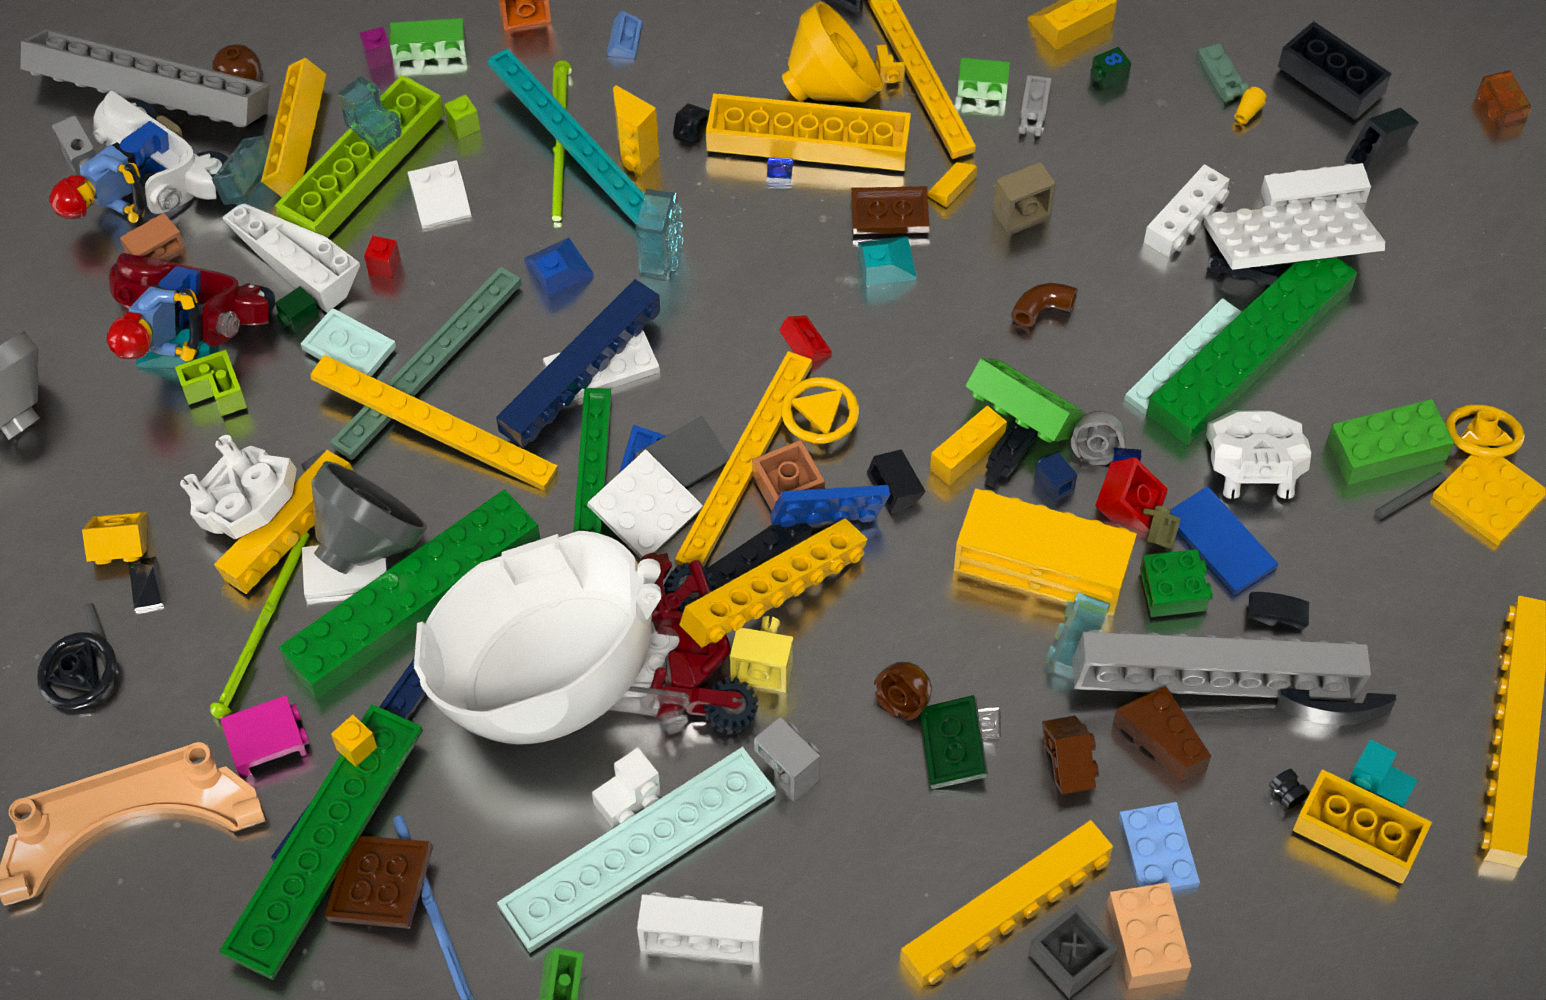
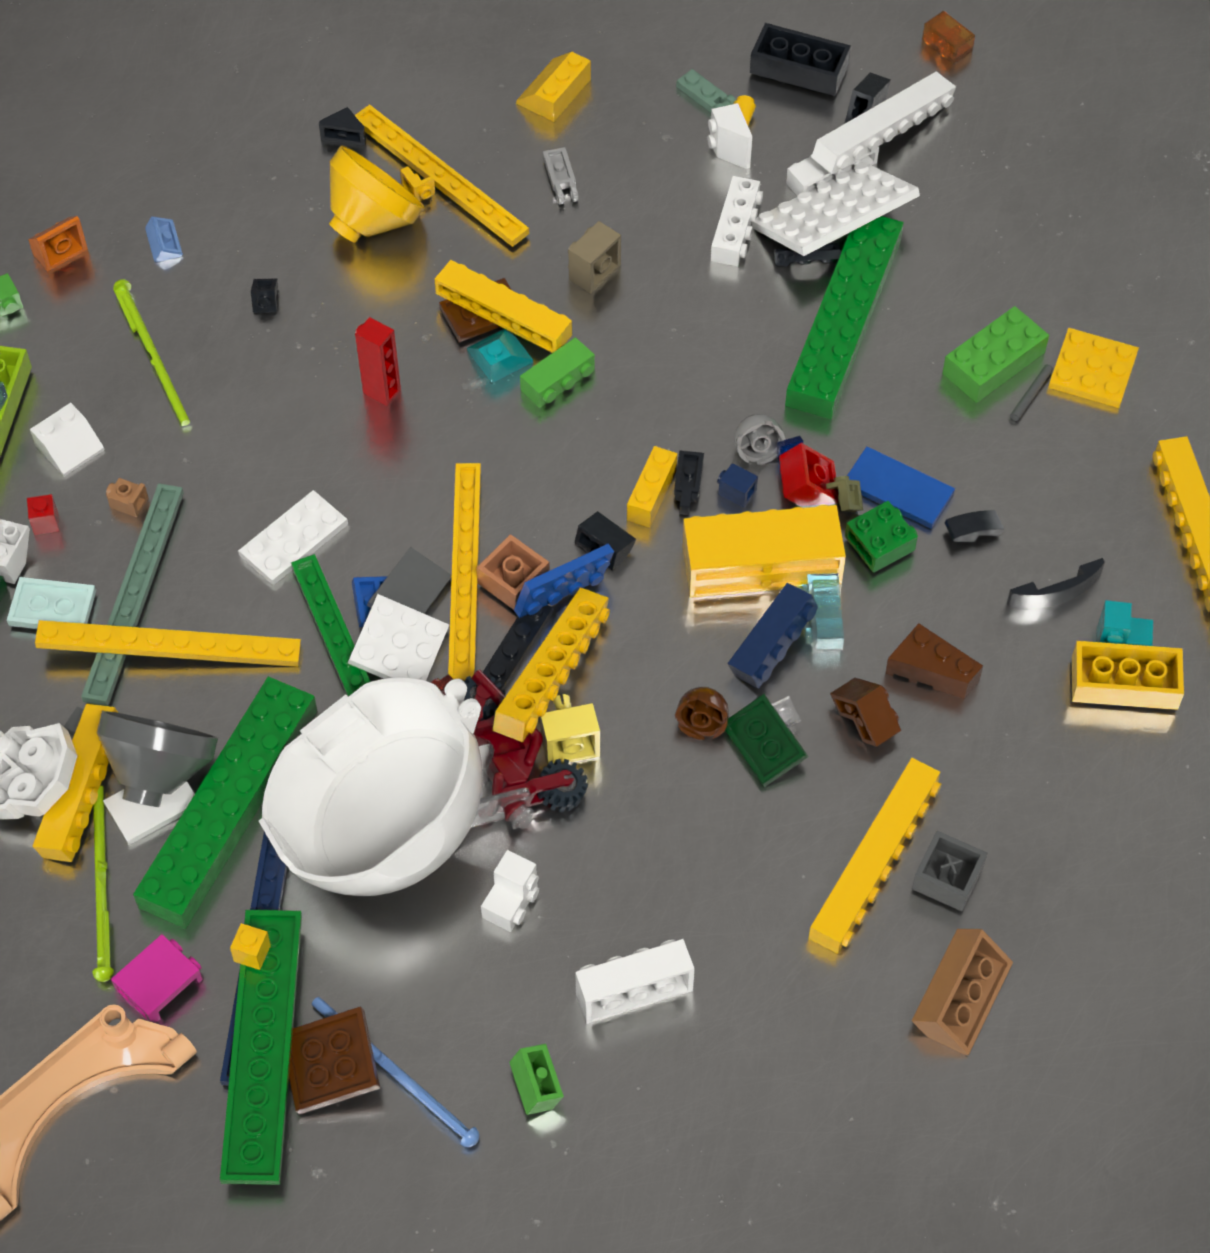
camera: 25 degrees left, 0 degrees up
(462, 116) = (52, 362): lime brick -> none
(467, 269) = (127, 497): none -> medium nougat brick
(558, 266) = (209, 465): blue slope -> none
(568, 132) = (166, 344): teal plate -> none
(578, 363) = (277, 542): dark blue brick -> none
(635, 131) = (222, 318): yellow slope -> none
(635, 849) = (540, 941): light aqua plate -> none
(658, 234) = (294, 402): clear light blue brick -> none
(755, 223) = (378, 361): none -> red brick
(779, 170) = (365, 308): clear blue tile -> none
(792, 759) = (638, 806): light grey brick -> none
(804, 338) = (462, 447): red slope -> none
(808, 132) = (374, 266): yellow brick -> none
(819, 410) = (509, 504): yellow piece -> none
(909, 214) = (503, 306): none -> yellow brick
(932, 298) = (557, 372): none -> bright green brick
(953, 183) = (523, 267): yellow slope -> none
(983, 79) = (506, 167): bright green brick -> none
(1012, 640) = (773, 635): none -> dark blue brick
(1024, 399) = (683, 429): bright green brick -> none
(1042, 298) = (650, 338): reddish brown cylinder -> none
(1110, 68) = (611, 120): dark green brick -> none
(1148, 935) = (1004, 831): light nougat brick -> none
(1159, 847) = (974, 760): light blue plate -> none
(1192, 343) = (792, 344): light aqua plate -> none
(1219, 665) = (953, 589): light grey brick -> none
(1221, 122) = (730, 135): none -> white slope
(1258, 449) = (895, 399): white brick -> none
(1289, 789) = (1054, 668): black wheel -> none
(1387, 162) = (883, 122): none -> white brick
(1484, 431) = (1065, 317): yellow piece -> none

